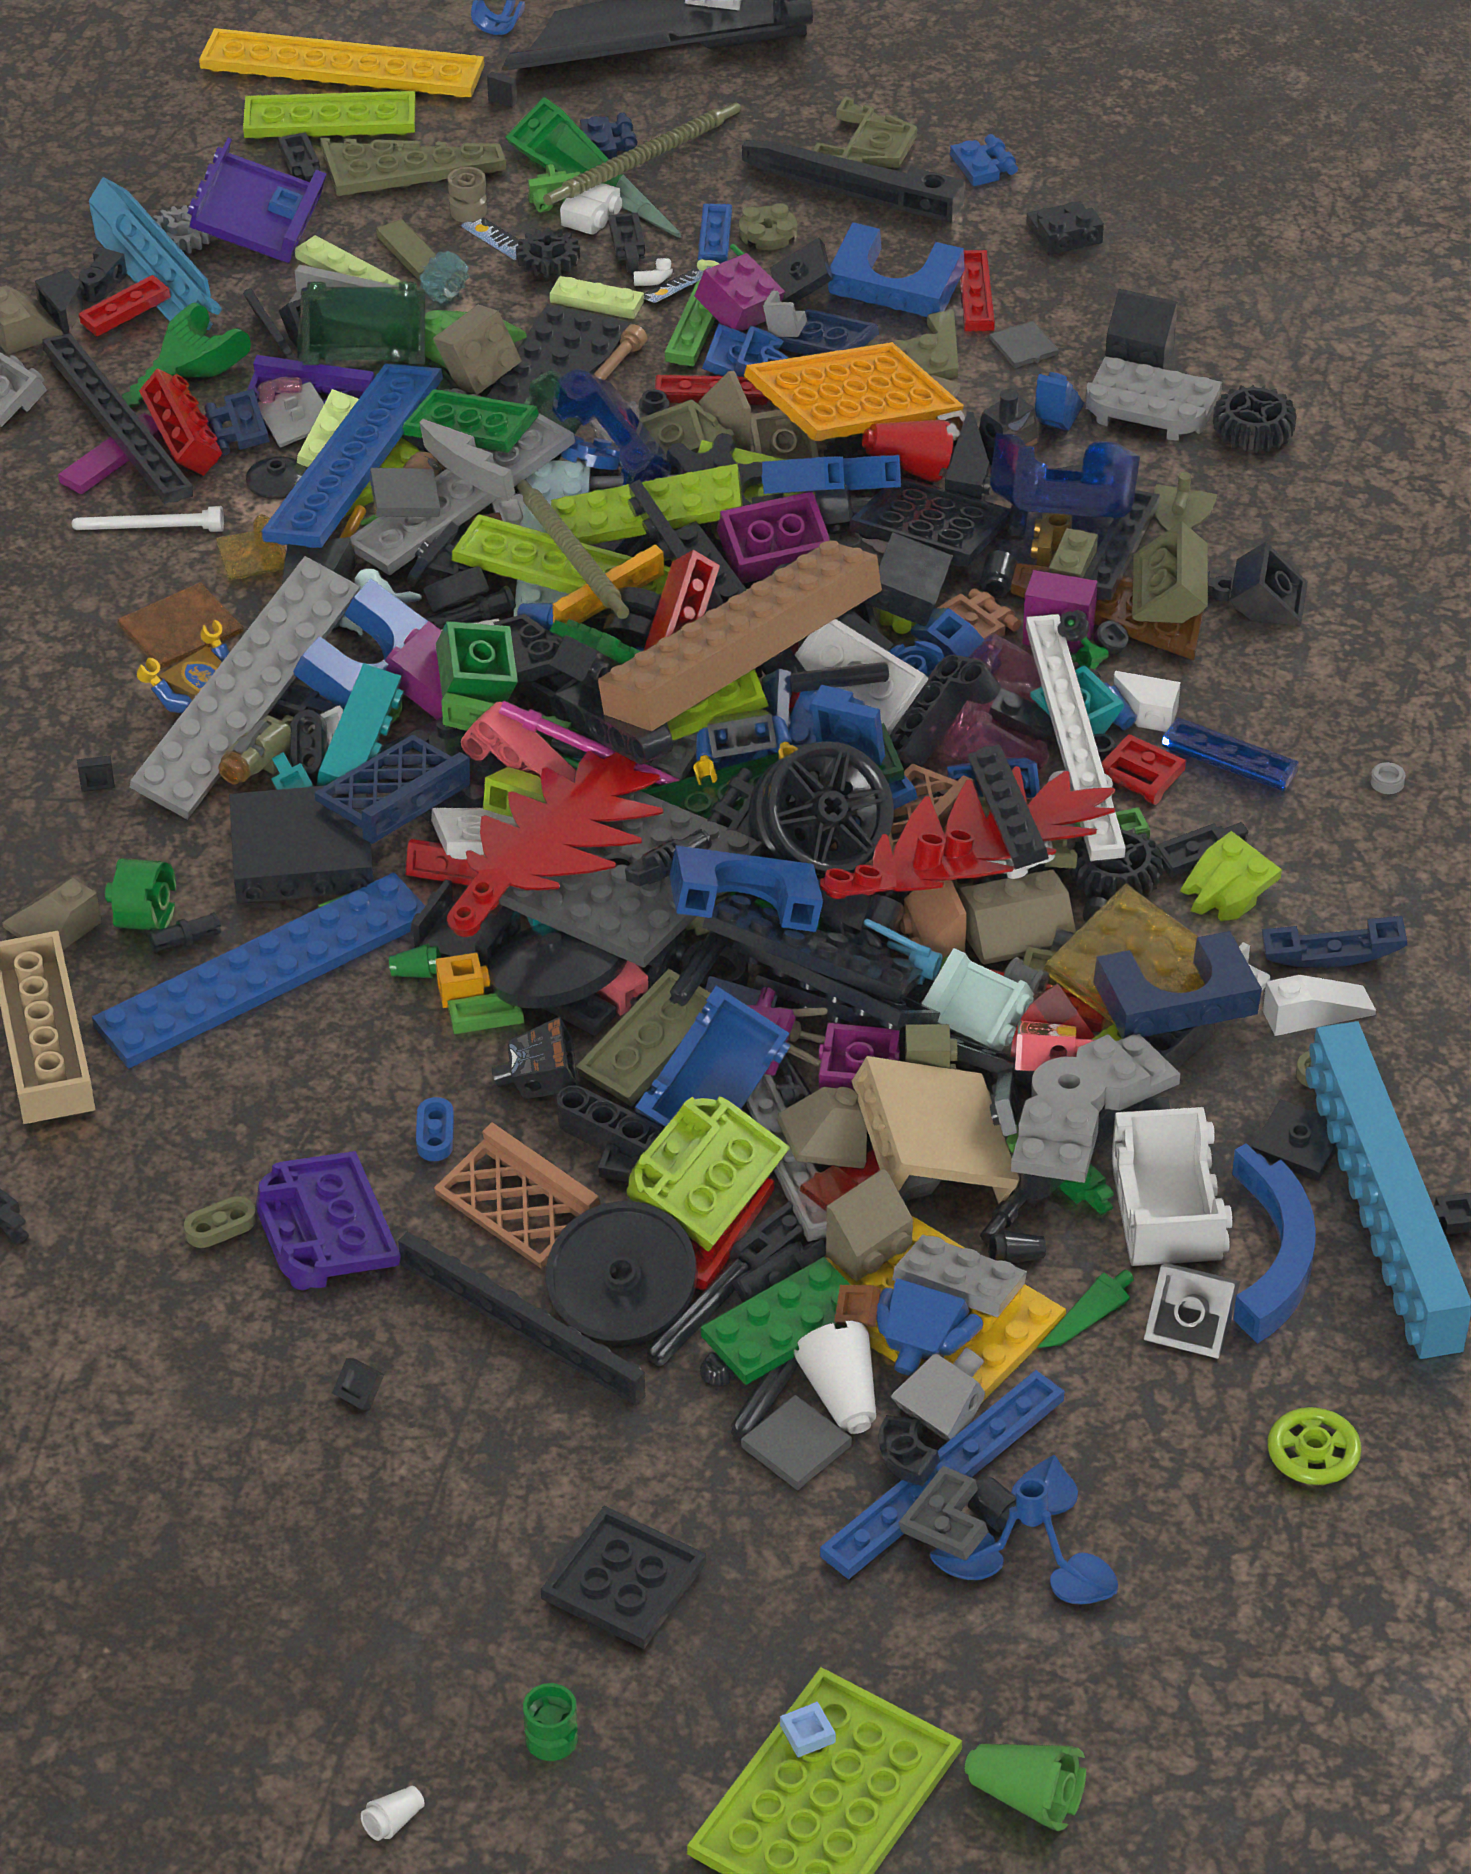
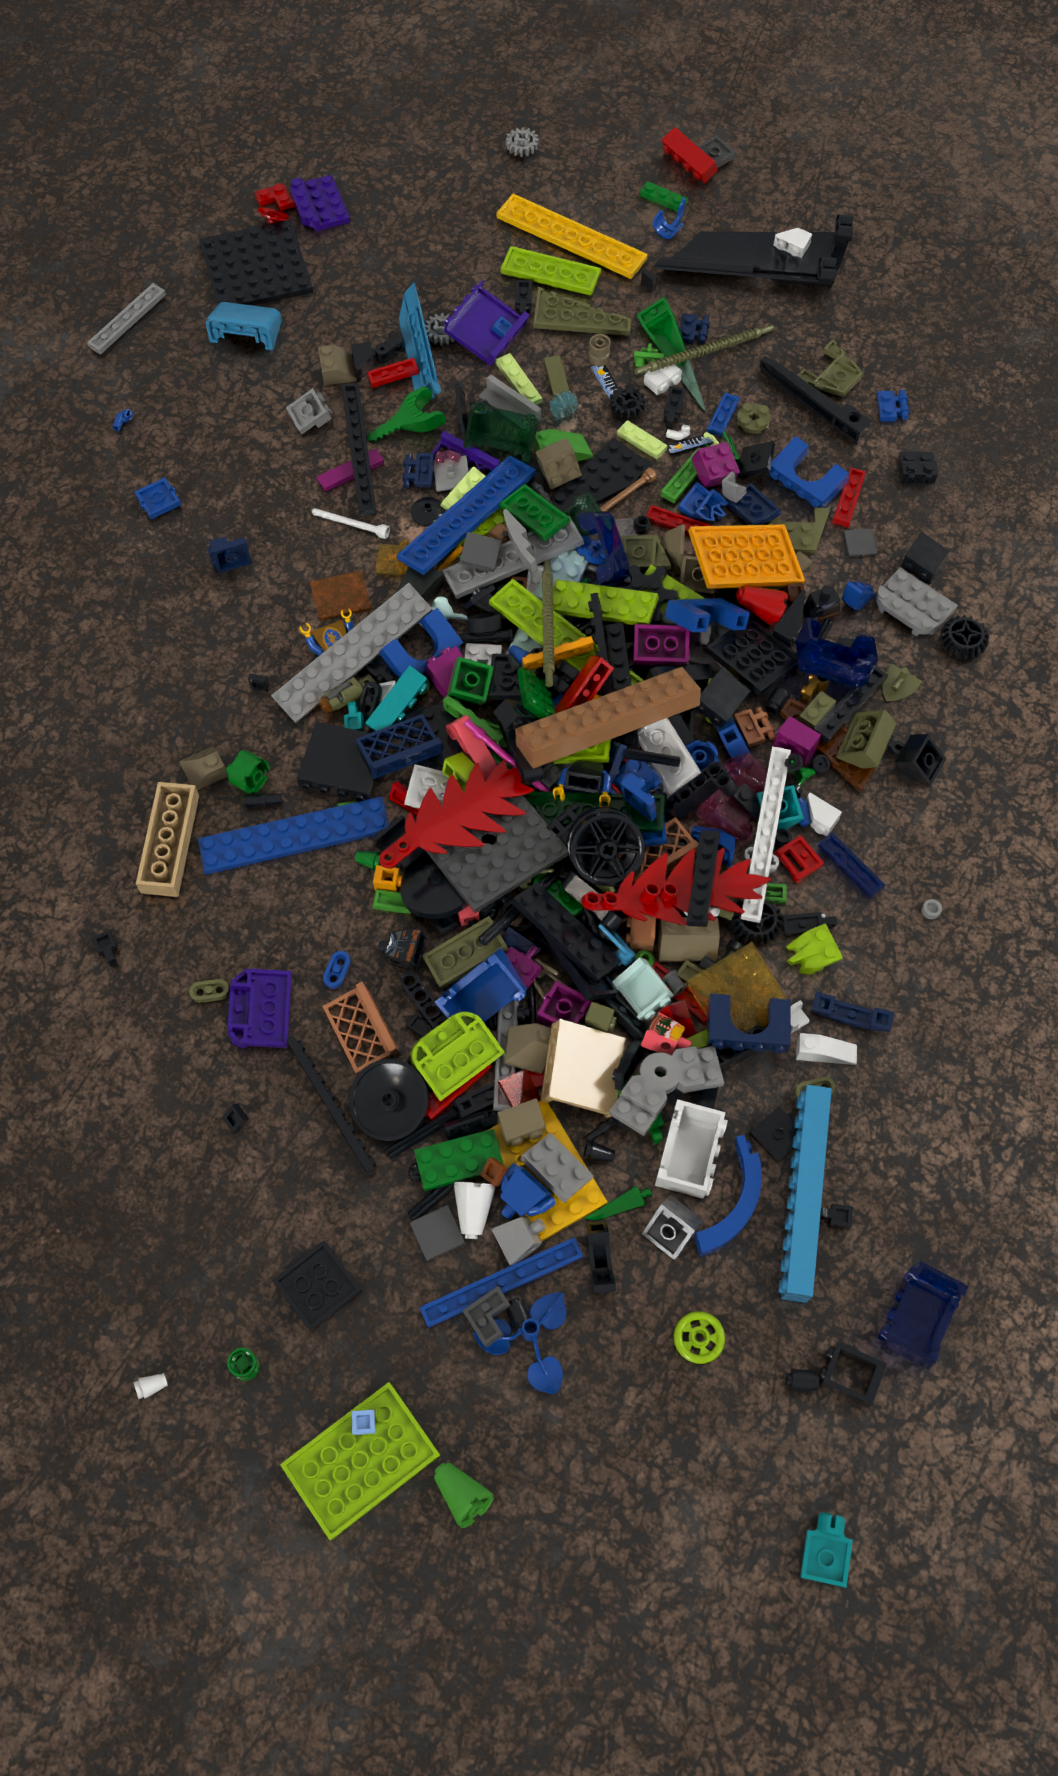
camera: 20 degrees right, 20 degrees up
(181, 421) = (389, 462): red brick -> none
(657, 862) = (510, 851): black hinge -> none
(787, 885) = (565, 885): blue arch -> none
(904, 1451) = (486, 1262): black tile -> none
(1091, 1383) = (600, 1258): none -> black arch

